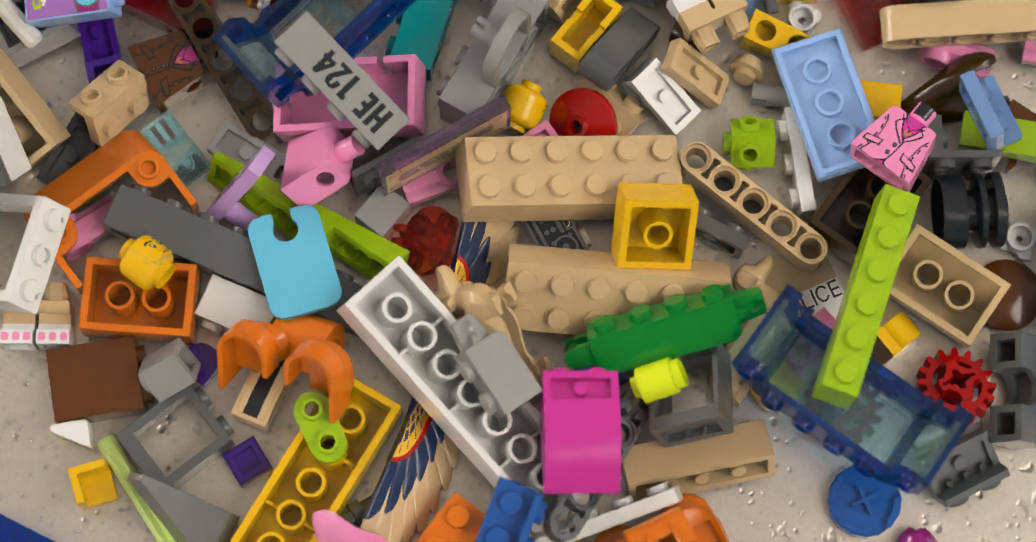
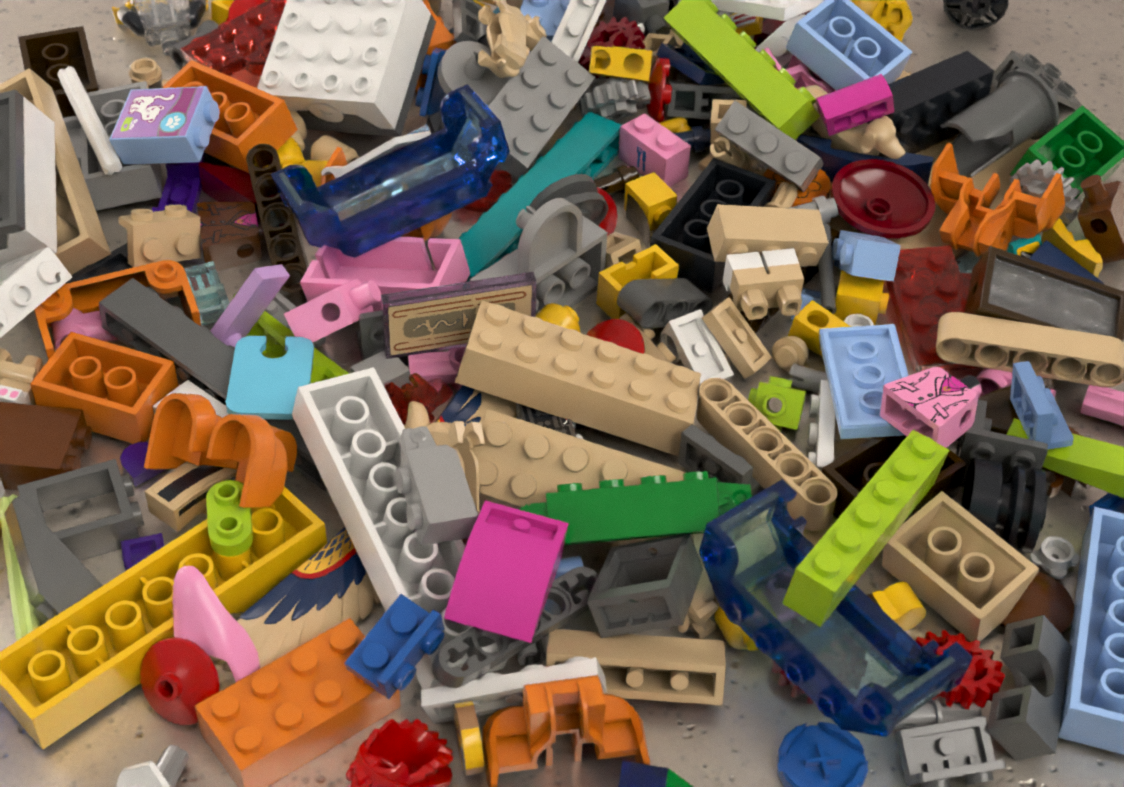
camera: 15 degrees right, 30 degrees down
(146, 262) = (122, 336): yellow head -> none
(168, 370) = (101, 440): light grey brick -> none
(341, 80) = (377, 224): light grey brick -> none
(654, 226) = (653, 418): yellow brick -> none
(659, 379) = (613, 552): neon yellow brick -> none

